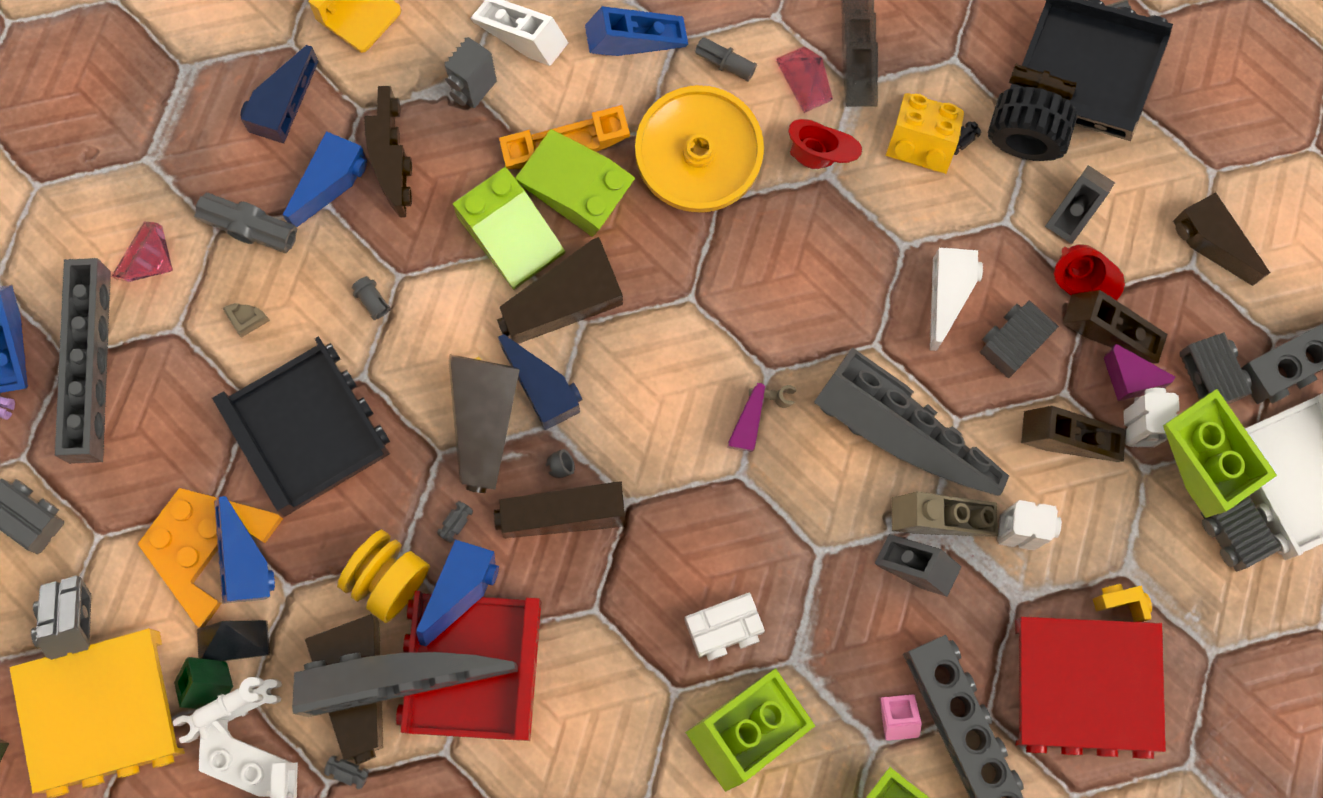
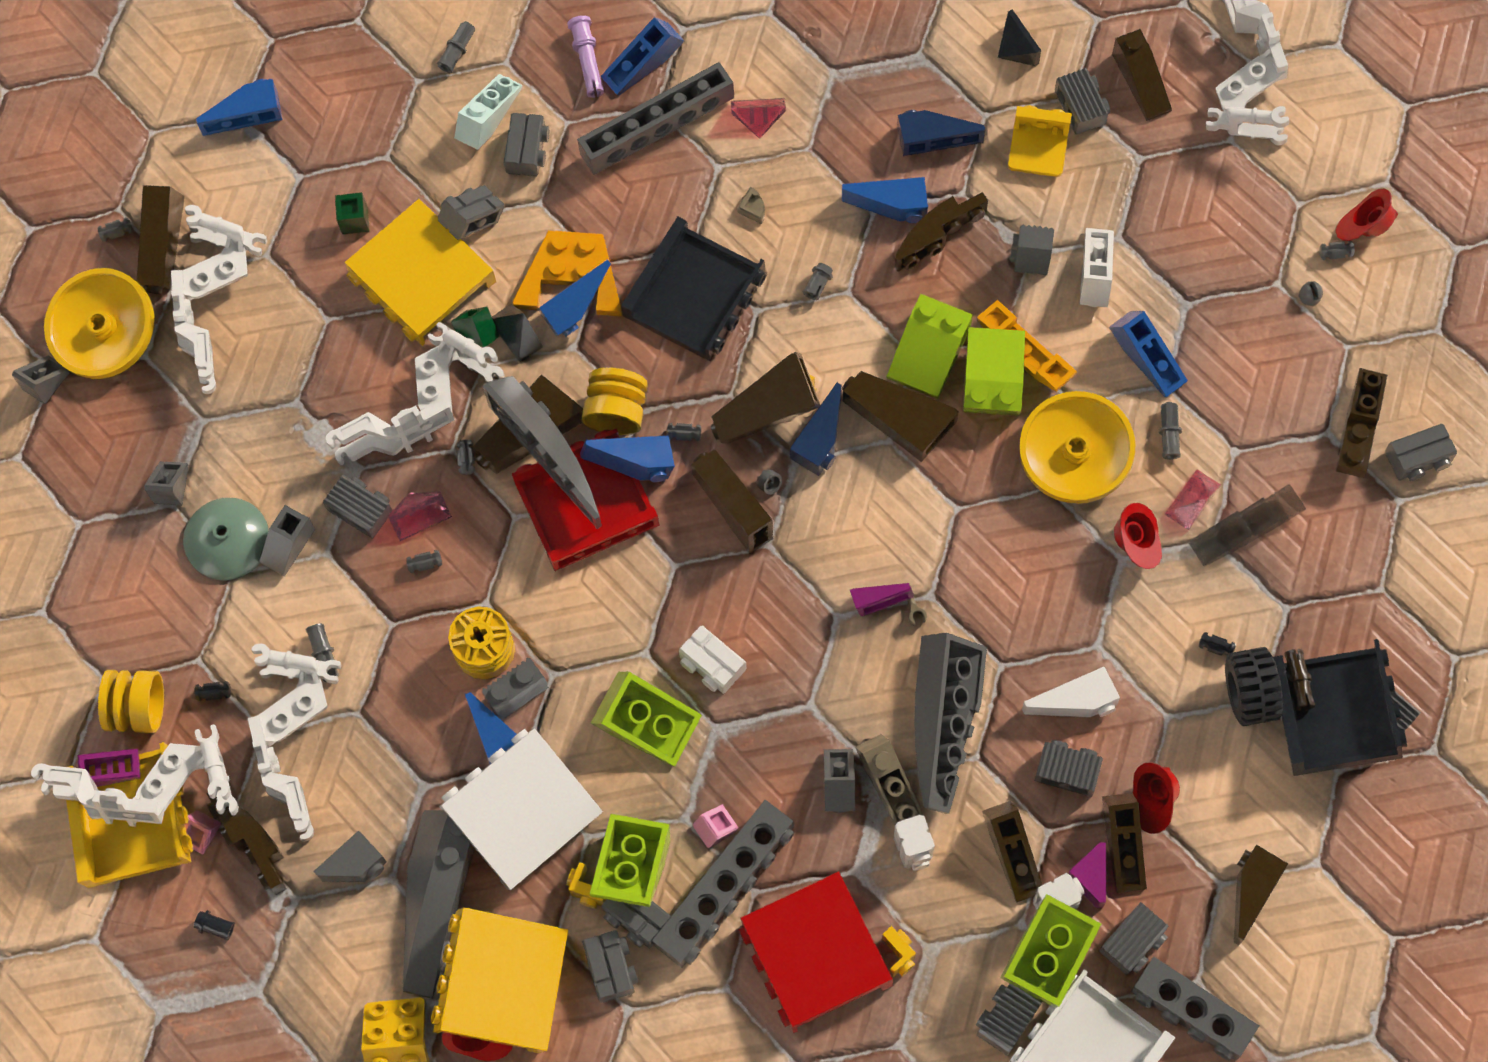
camera: 70 degrees right, 5 degrees down
(246, 222) = (823, 165): dark grey piece -> none
(926, 132) = (1203, 612): yellow bracket -> none
(1080, 204) = (1216, 763): dark grey slope -> none

